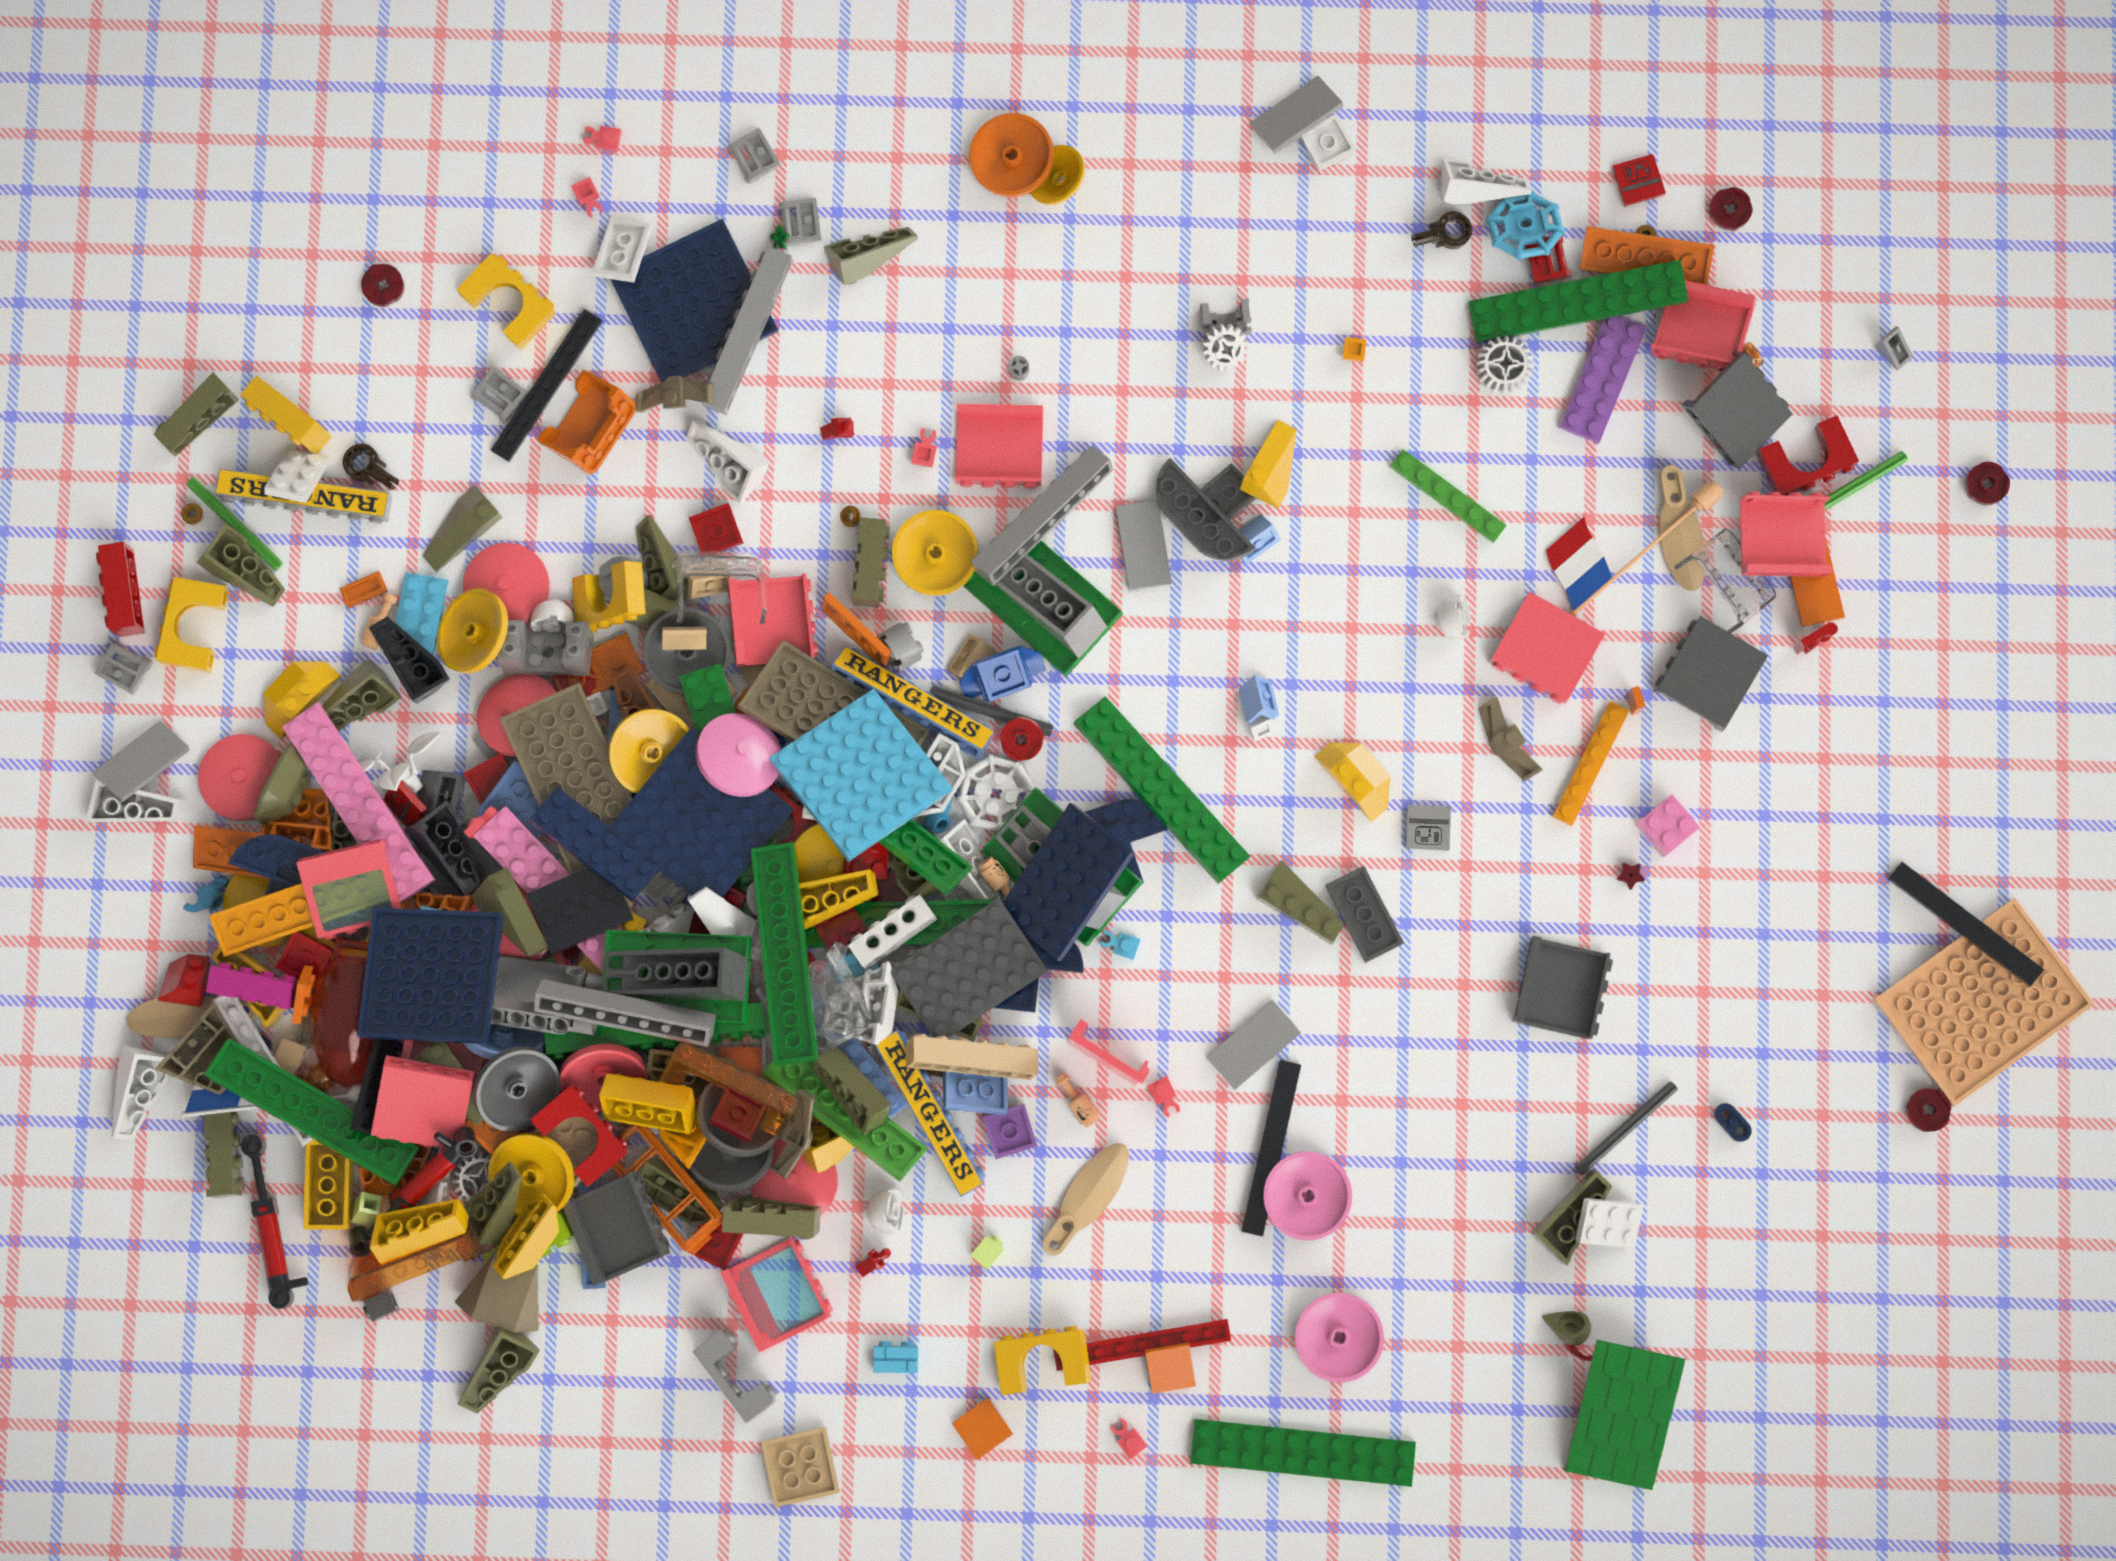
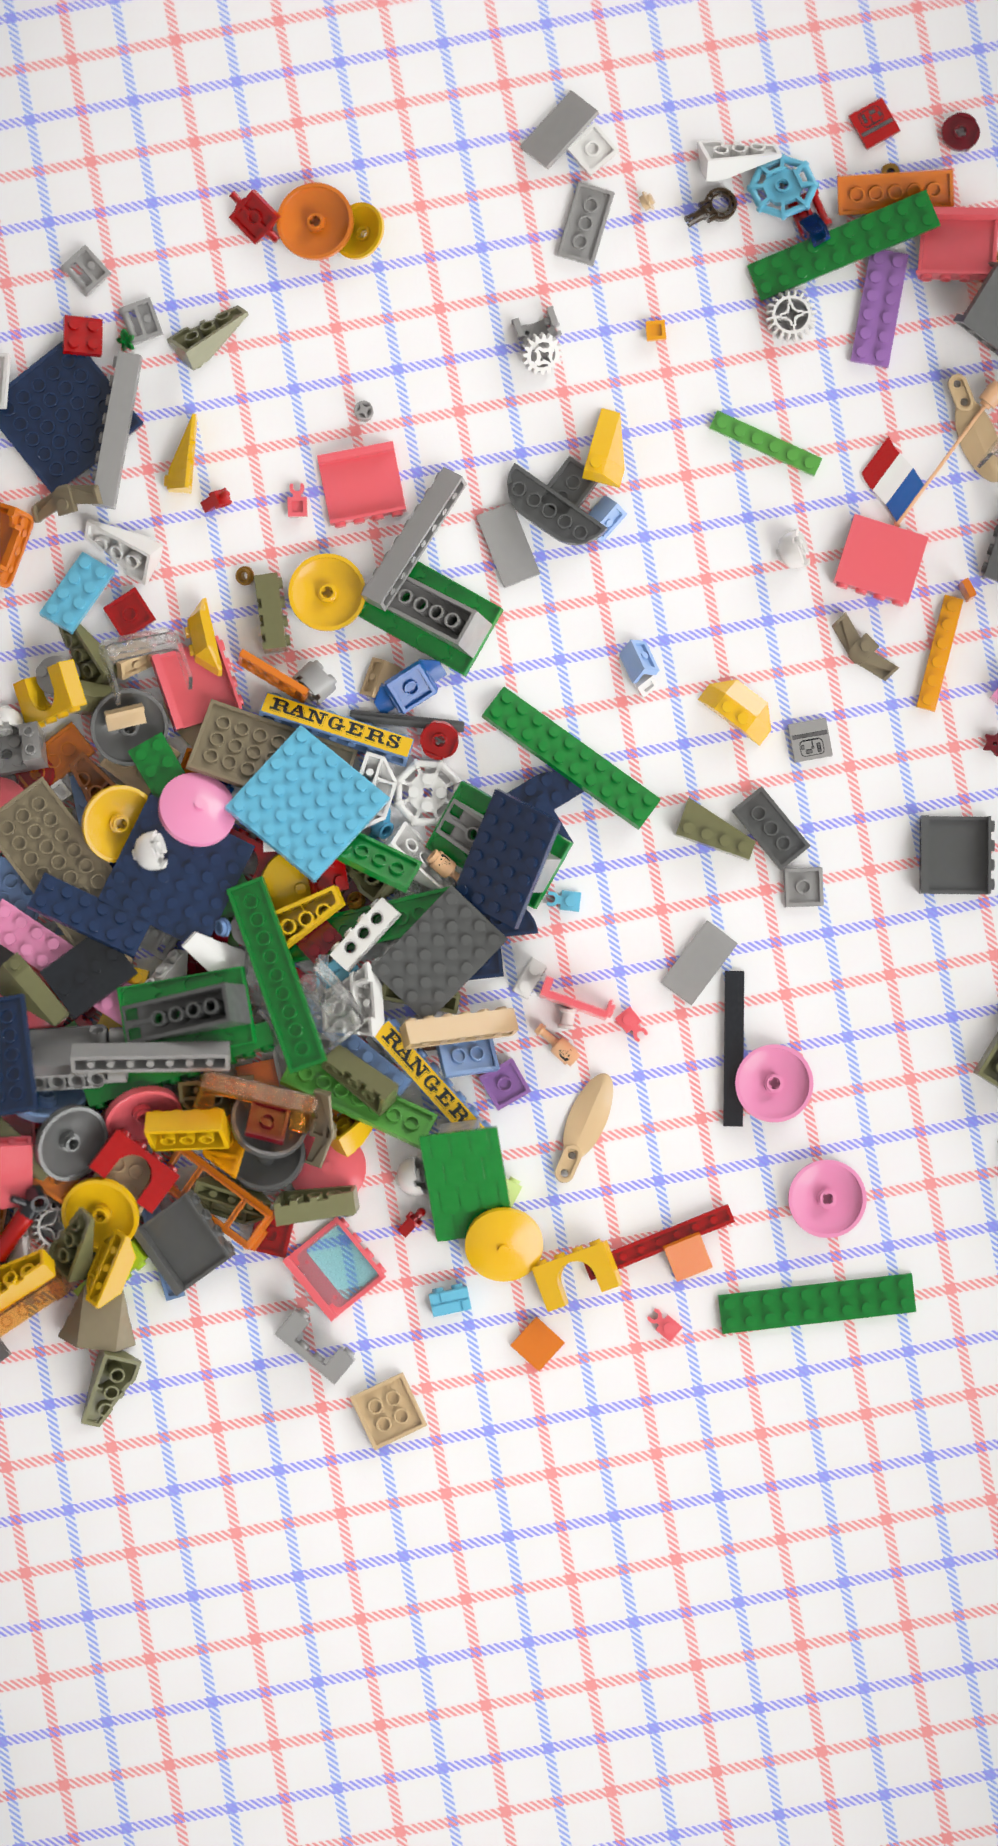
camera: 15 degrees left, 5 degrees up
(664, 495) = (77, 593): none -> medium azure plate
(676, 788) = (150, 851): none -> white cylinder
(733, 223) = (82, 336): none -> red plate
(738, 889) = (223, 927): none -> medium blue plate
(788, 573) = (202, 639): none -> yellow wedge
(808, 386) = (181, 469): none -> yellow wedge
(890, 893) = (355, 900): none -> pearl gold plate
(942, 1229) = (463, 1175): none -> green piece
(947, 136) = (254, 216): none -> red plate
(969, 1308) = (503, 1244): none -> yellow dish
(1062, 1020) = (529, 978): none -> white brick
(1094, 1074) = (567, 1019): none -> white bush
(1303, 220) = (585, 224): none -> light grey tile
(1374, 209) = (647, 201): none -> tan plate
(1386, 987) = (803, 887): none -> light grey tile
(1550, 277) = (814, 229): none -> clear blue brick

